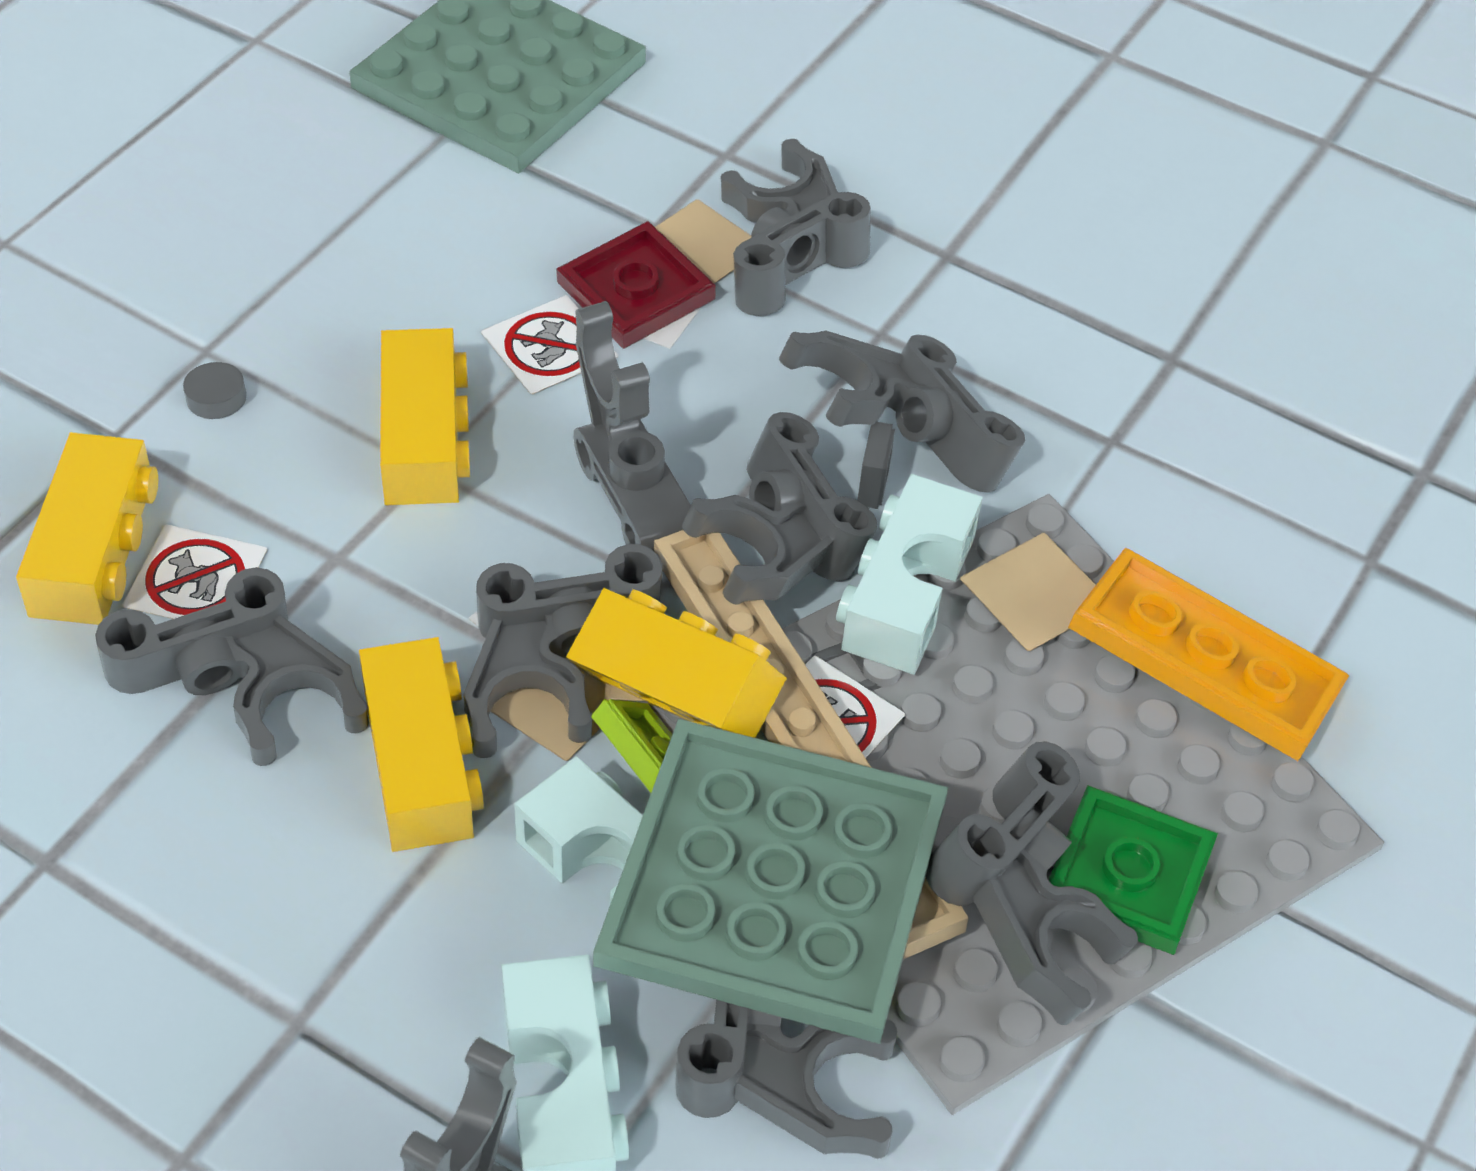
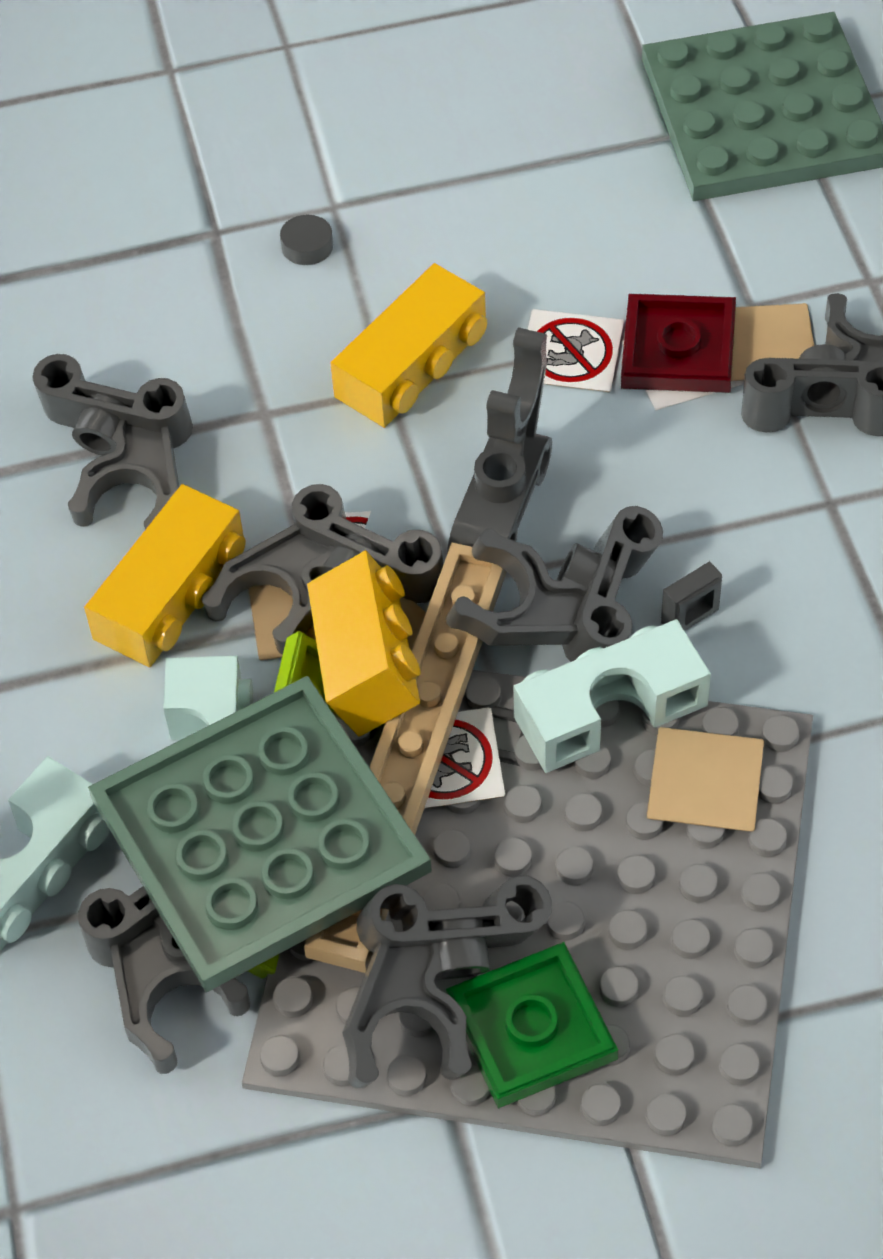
camera: 50 degrees right, 5 degrees up
(87, 529) = (122, 286): yellow brick -> none
(189, 572) = (167, 353): sticker -> none
(922, 392) = (776, 561): dark grey piece -> none
(1209, 652) = (781, 923): light orange tile -> none

